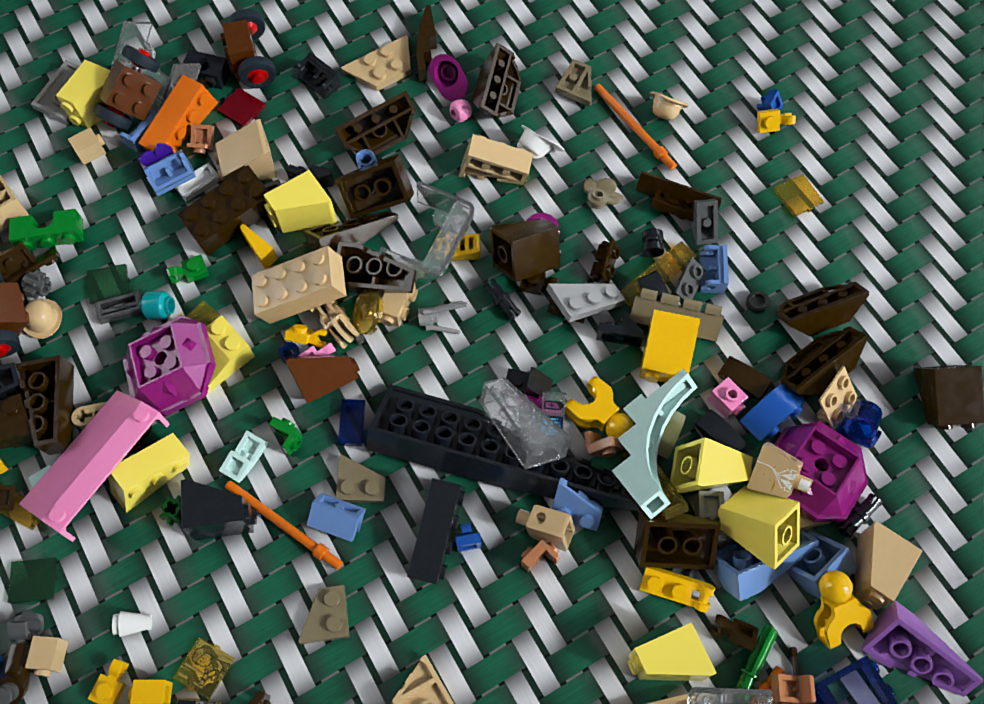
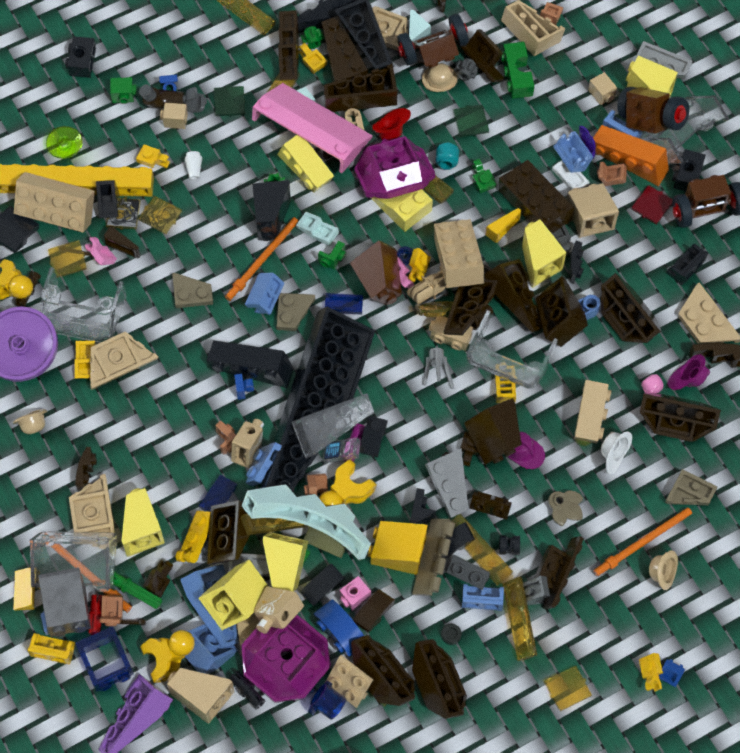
camera: 90 degrees right, 0 degrees up
(103, 365) = (391, 125): none -> red piece
(118, 311) = (444, 118): flat silver tile -> none
(502, 299) = (453, 417): black pin -> none
(616, 564) = (219, 493): none -> clear blue tile
(735, 233) = (519, 619): none -> clear yellow tile

